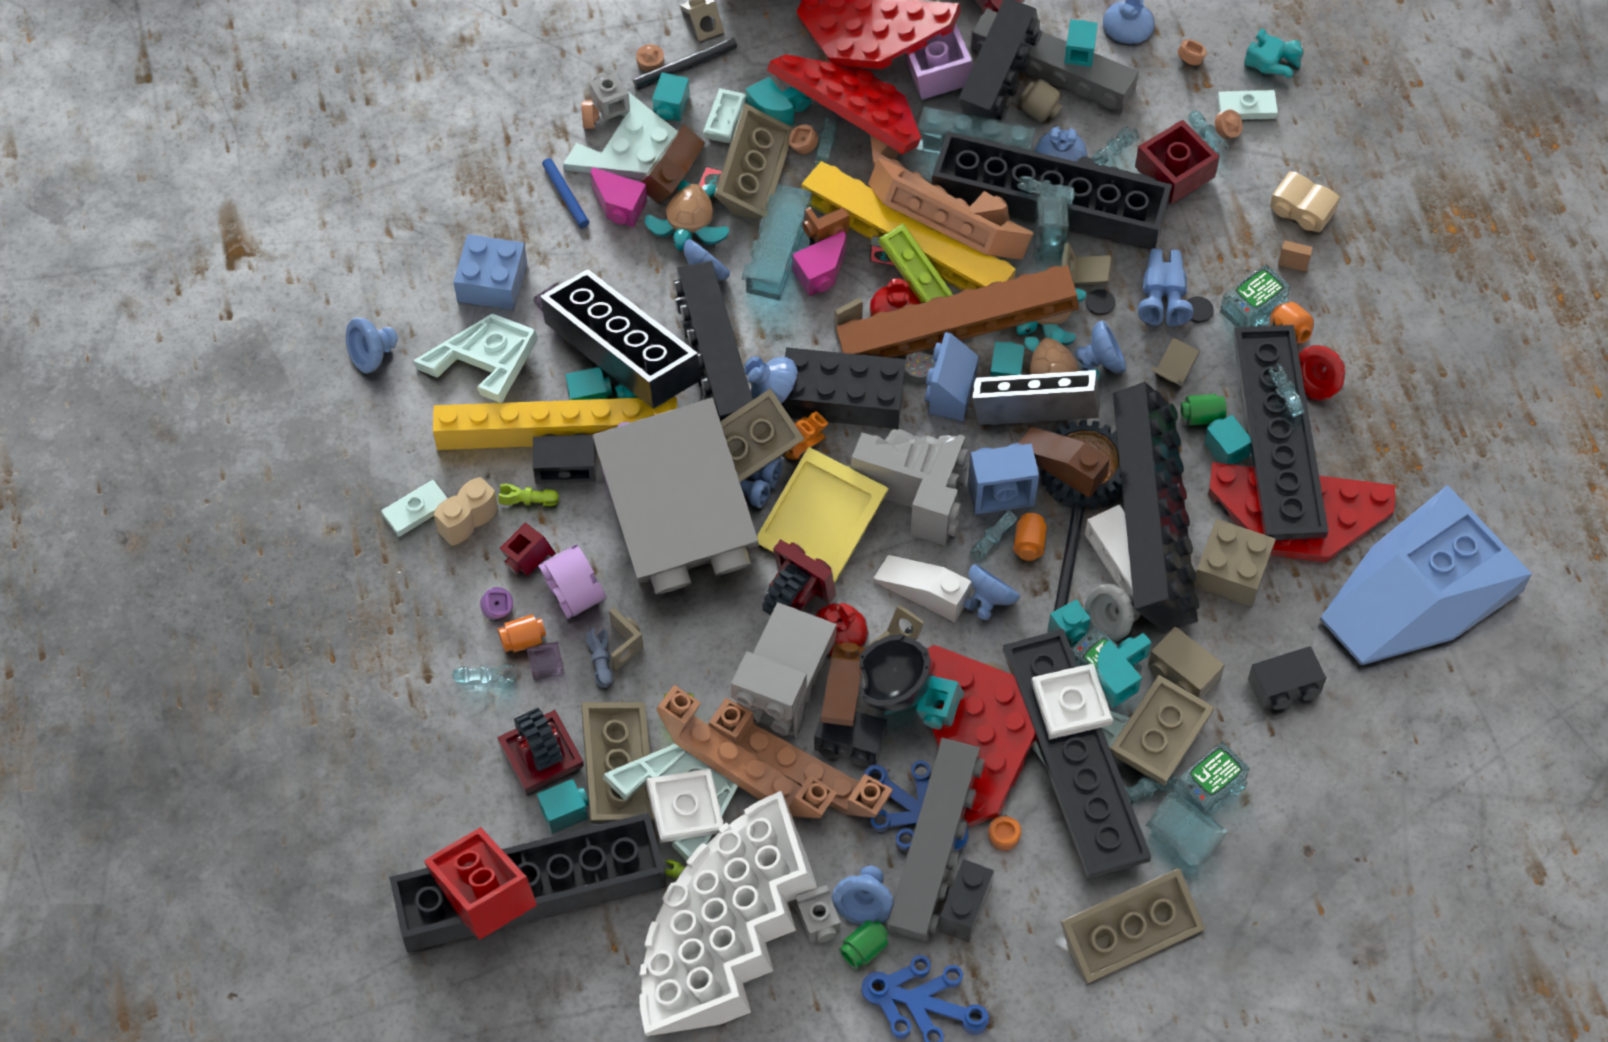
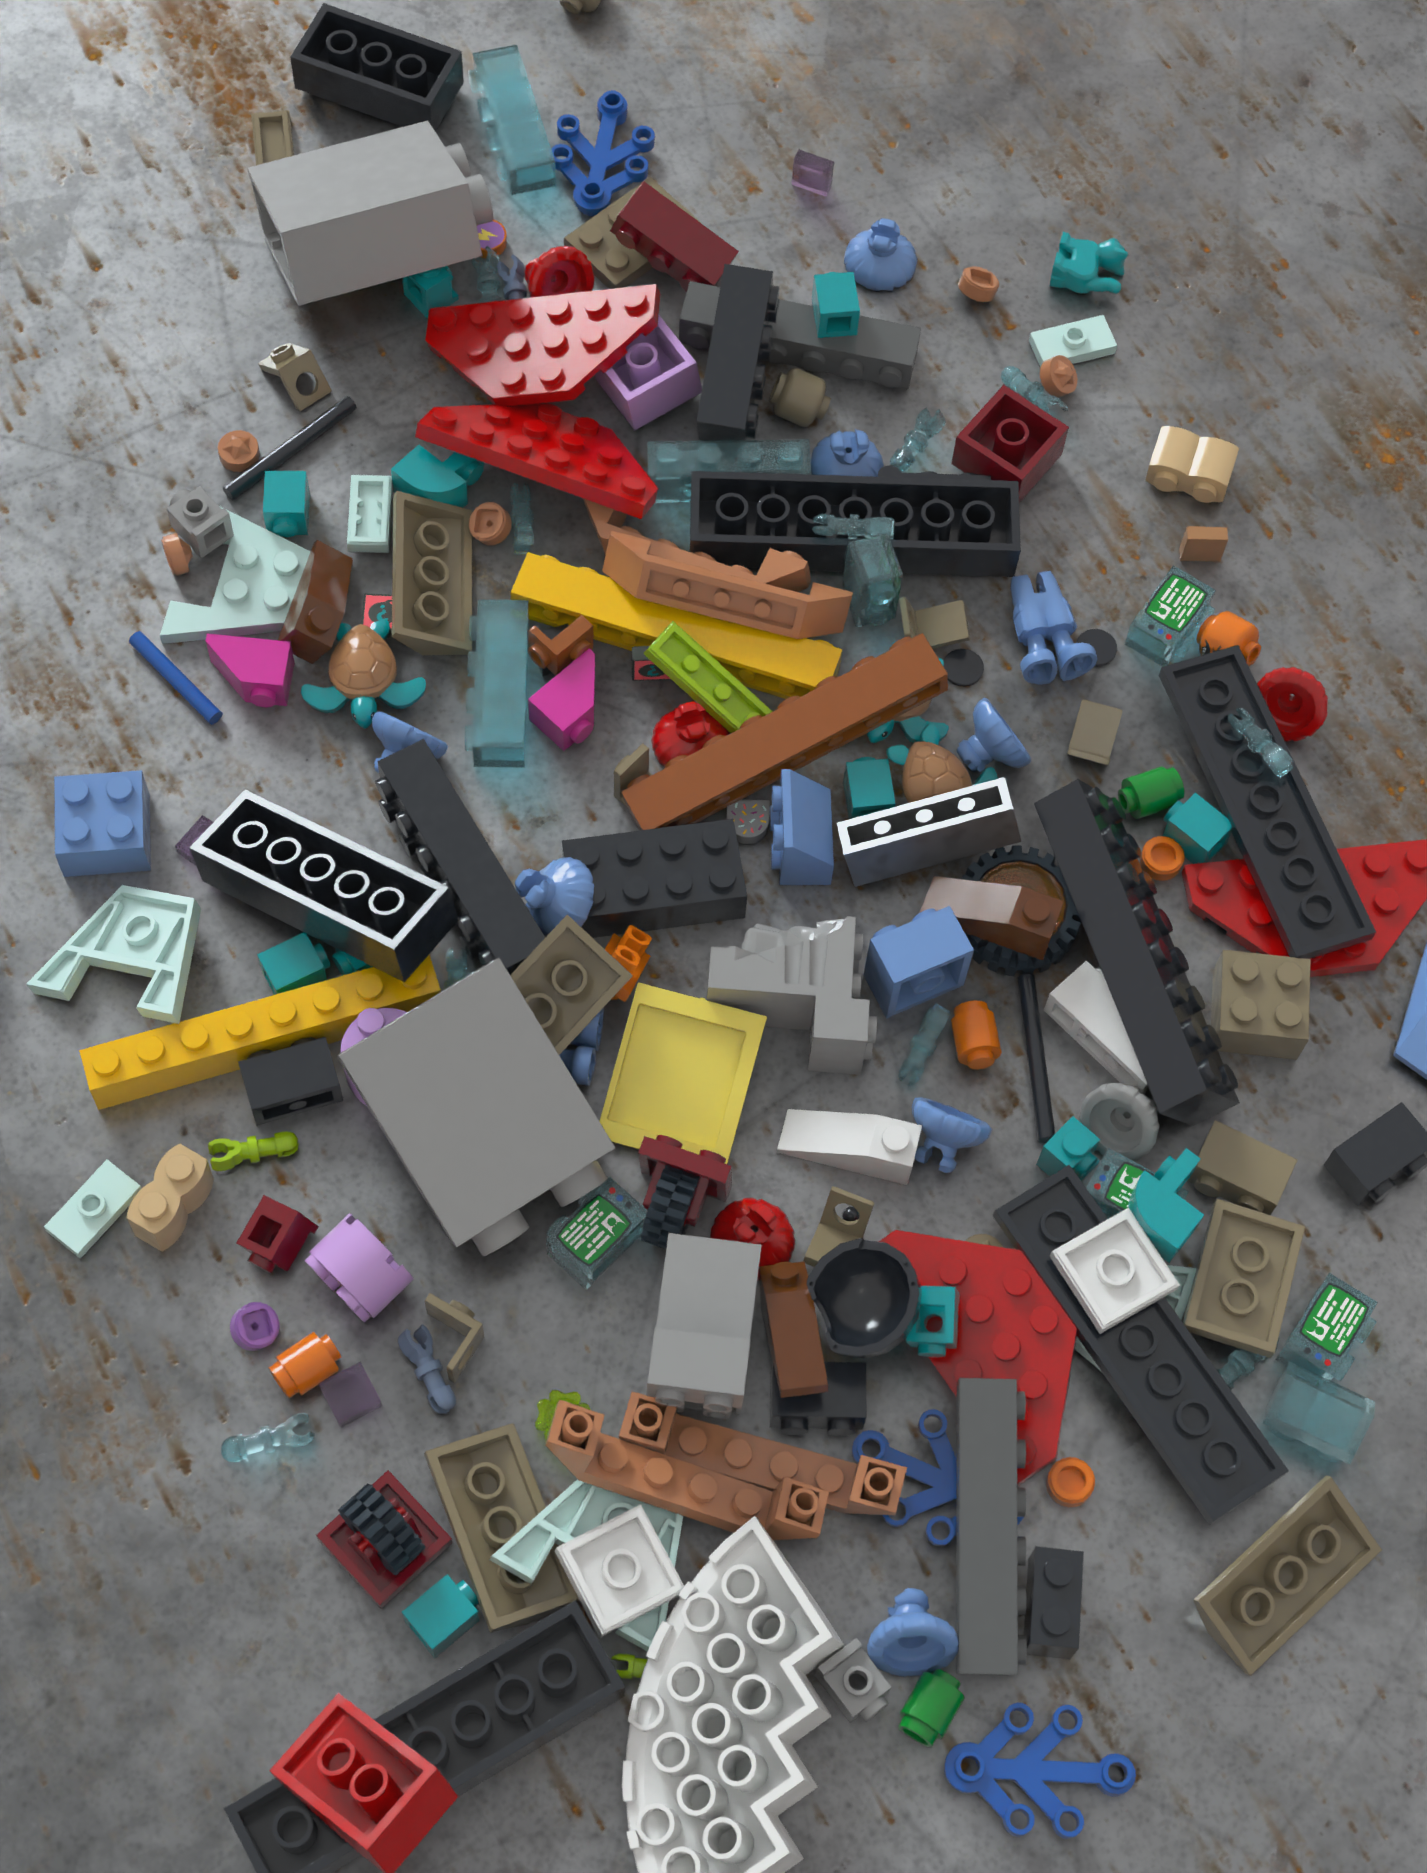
camera: 20 degrees left, 5 degrees up
(734, 599) = (596, 1232): none -> brick
(1198, 455) = (1162, 858): none -> orange tile

